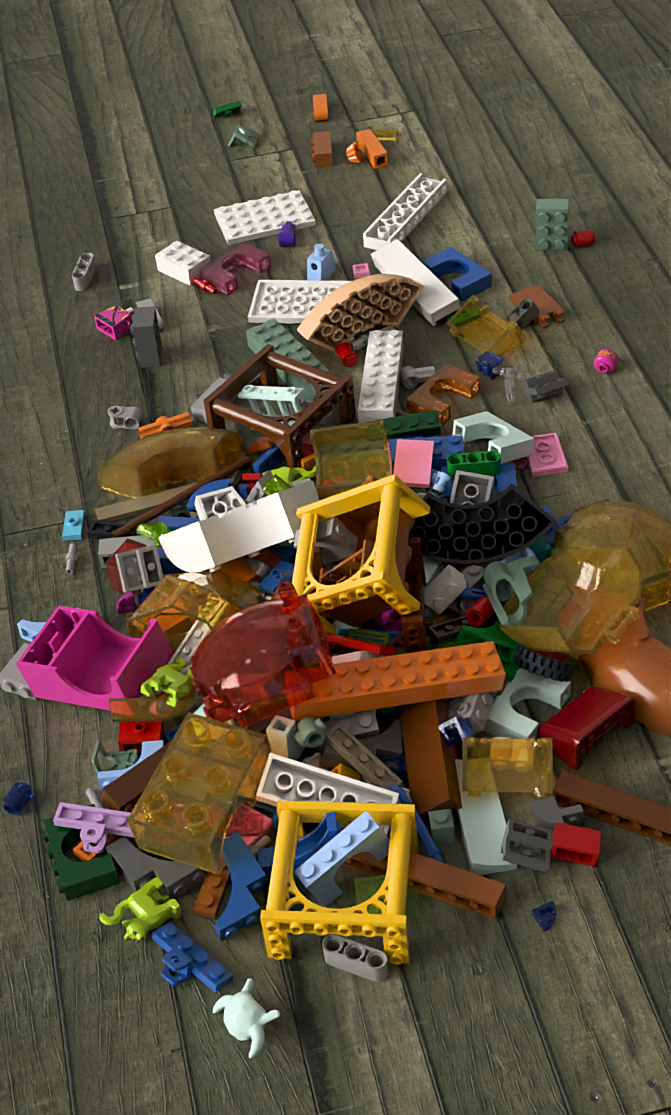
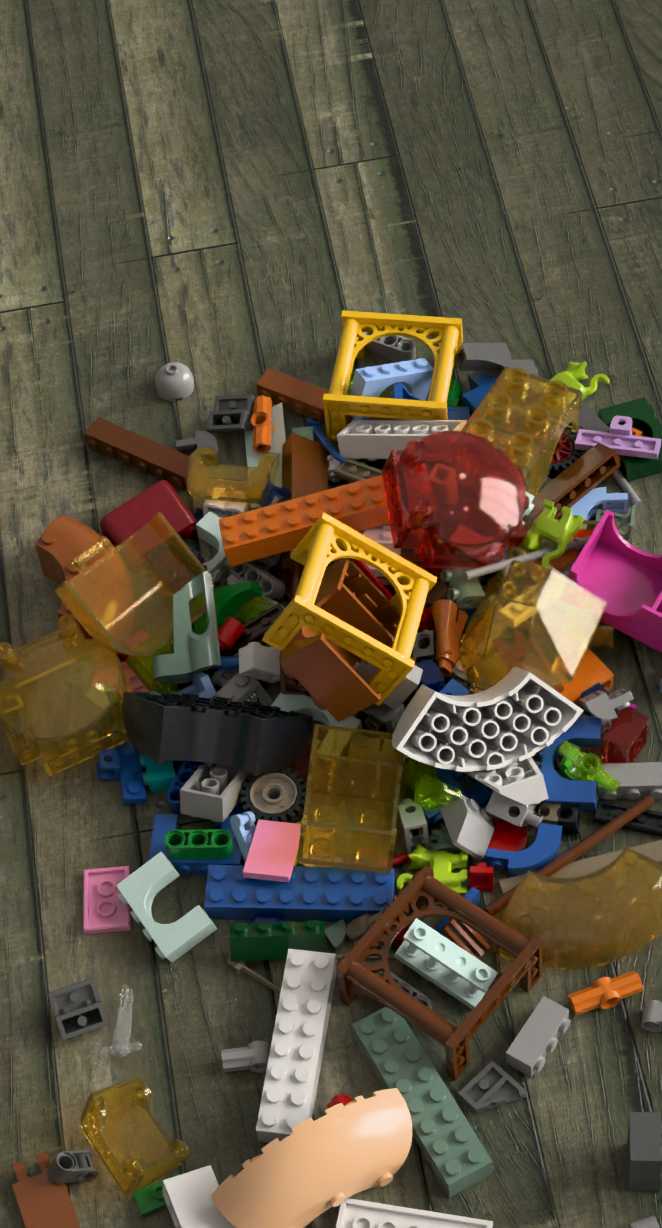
camera: 175 degrees left, 10 degrees up
(186, 957) = (530, 349): blue plate -> none
(222, 902) = (490, 359): none -> dark grey arch
(236, 482) = (501, 838): black sword -> none
(245, 1017) = (480, 299): light aqua piece -> none
(446, 379) = (206, 1043): clear orange arch -> none
(487, 362) = (143, 1065): clear blue window -> none
(488, 831) = (262, 424): none -> orange piece
(545, 915) = (228, 378): clear blue tile -> none
(575, 844) = (186, 419): red brick -> none
(608, 902) = (174, 381): none -> light grey cylinder

